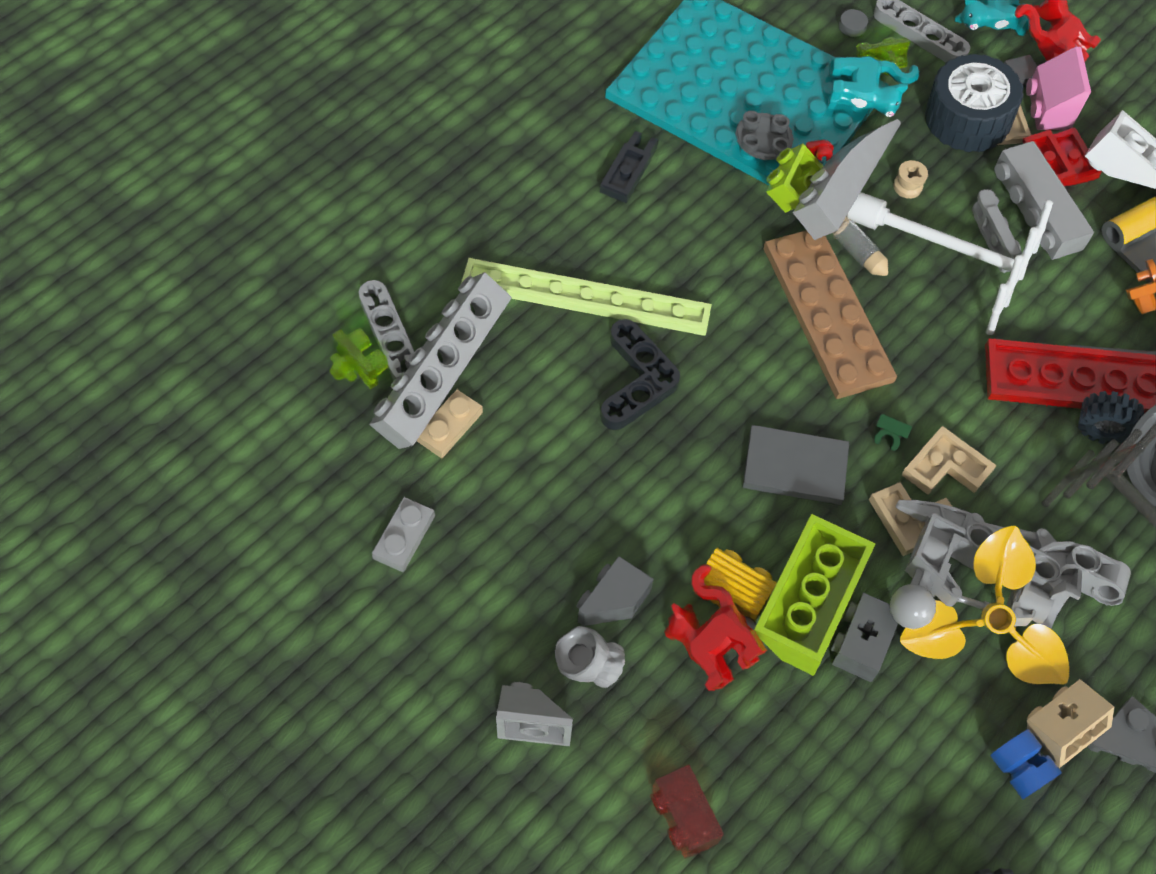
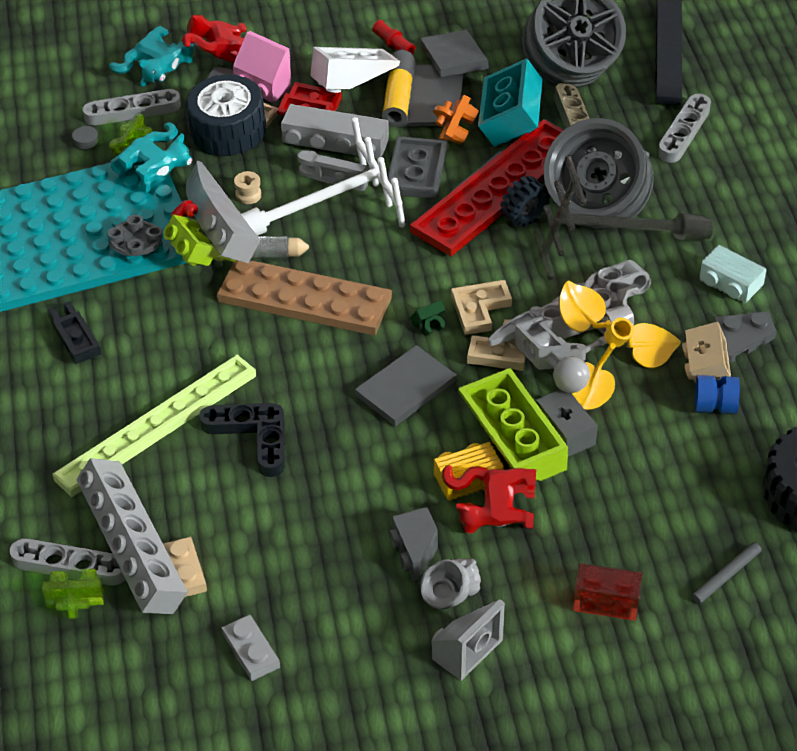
camera: 50 degrees left, 15 degrees down
(1072, 296) = (418, 166): none -> dark grey tile

